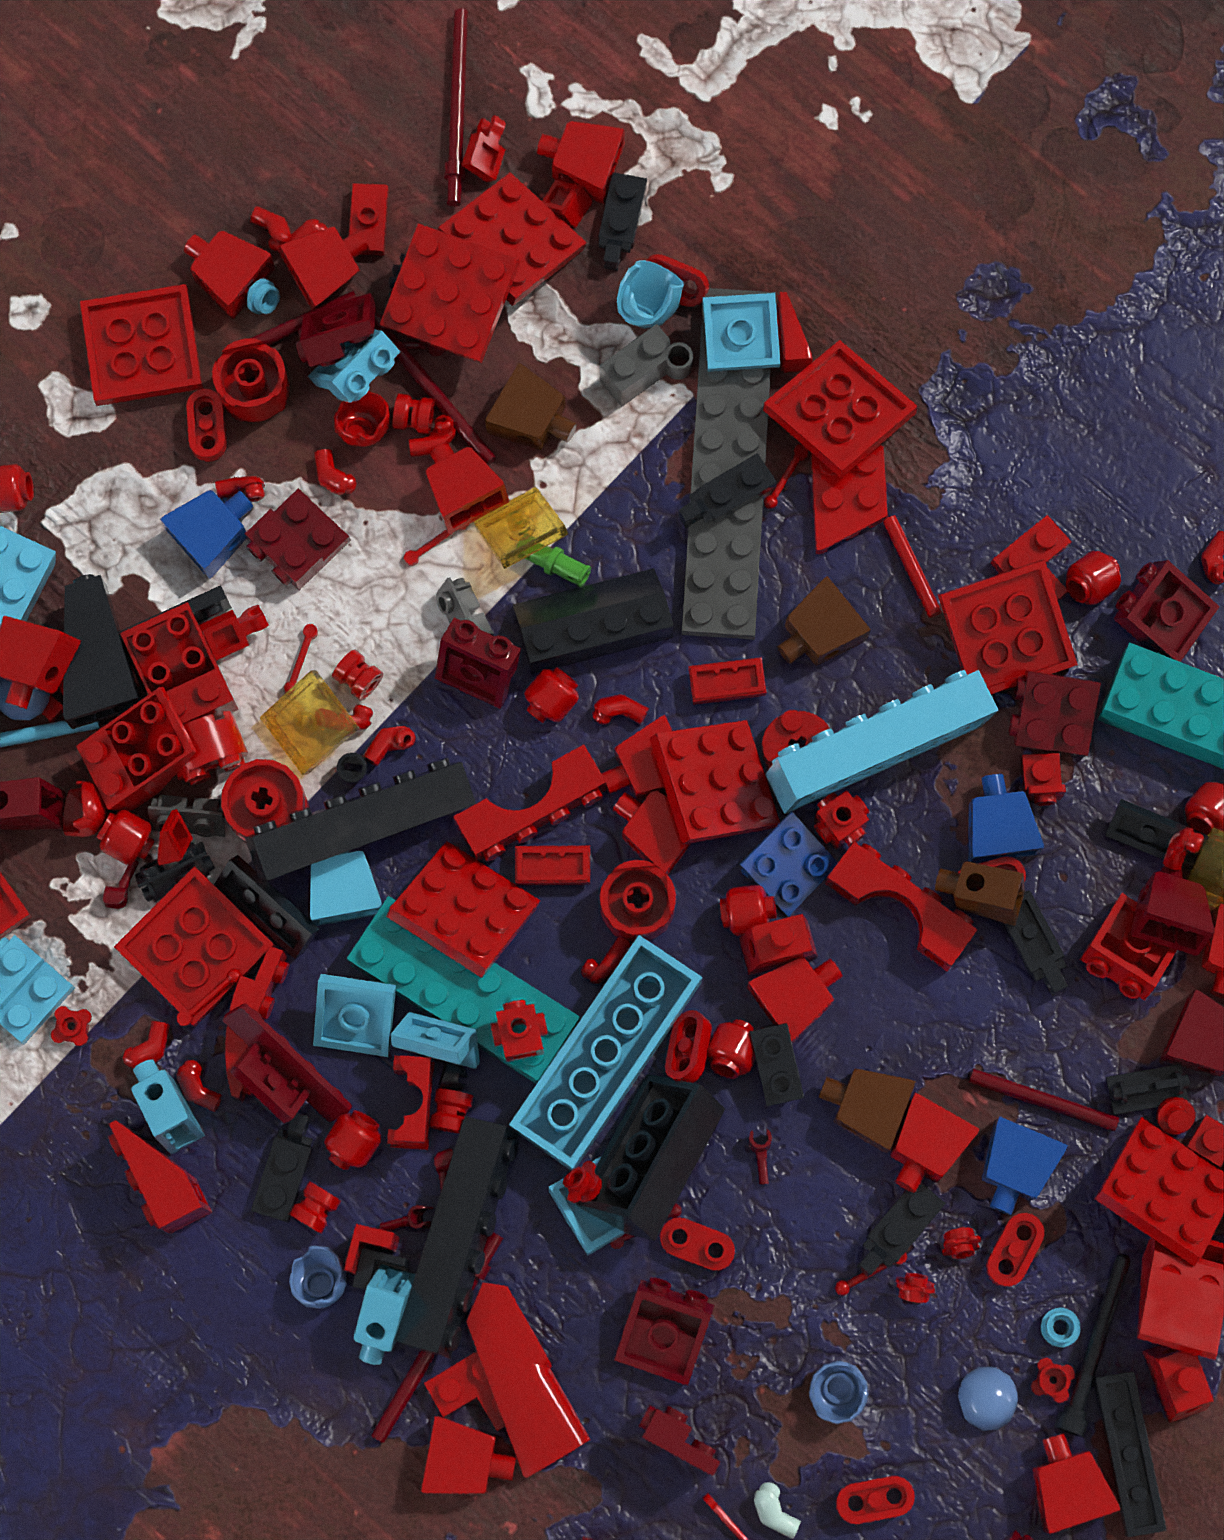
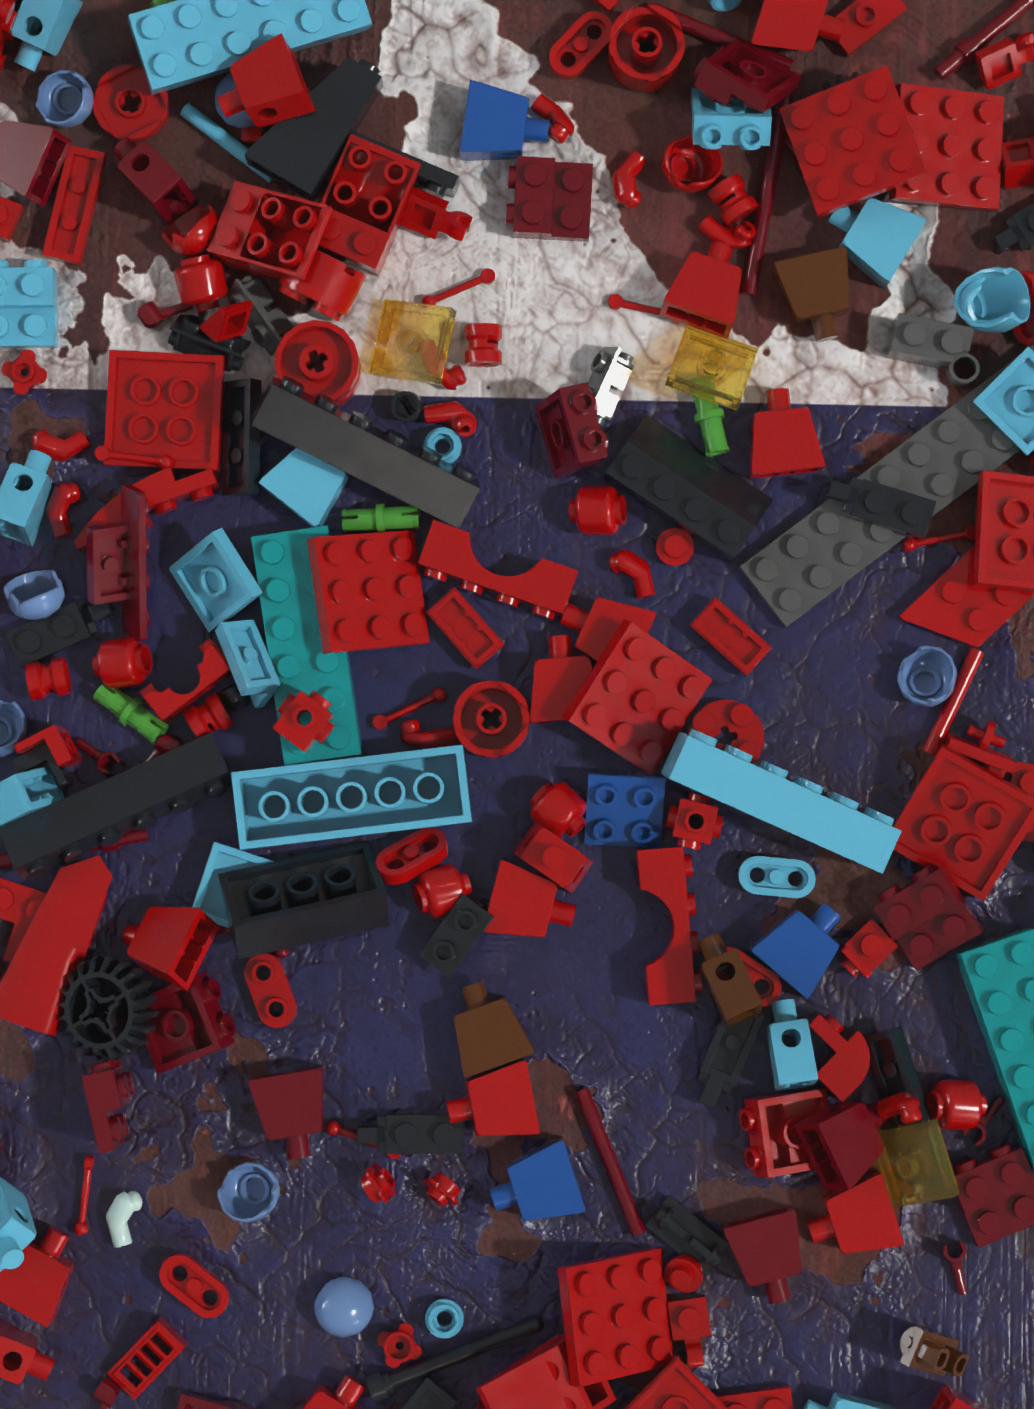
camera: 50 degrees right, 10 degrees up
(243, 1161) = (34, 594): none -> medium blue hair
(395, 1167) = (131, 712): none -> bright green pin
(401, 757) = (449, 436): none -> medium azure plate
(417, 856) = (380, 518): none -> bright green pin
(532, 337) = (877, 237): none -> medium azure torso
(566, 987) = (380, 721): none -> red hinge
(583, 1183) = (236, 866): red plate -> none
(597, 1285) = (171, 942): none -> red torso
(617, 523) = (783, 439): none -> red torso
(621, 1380) = (125, 1021): none -> black gear
(626, 665) = (674, 547): none -> red plate
(761, 1156) = (378, 983): dark red hand -> none
(800, 1303) = (291, 1107): none -> dark red torso
(823, 626) = (839, 673): reddish brown torso -> none
(878, 566) = (927, 676): none -> medium blue hair
(931, 797) = (776, 877): none -> medium azure plate
(958, 563) = (992, 760): none -> red hips
(1014, 1250) = (473, 1234): red plate -> none
(1083, 900) = (790, 1065): none -> medium azure torso
(1114, 859) = (847, 1062): none -> red brick

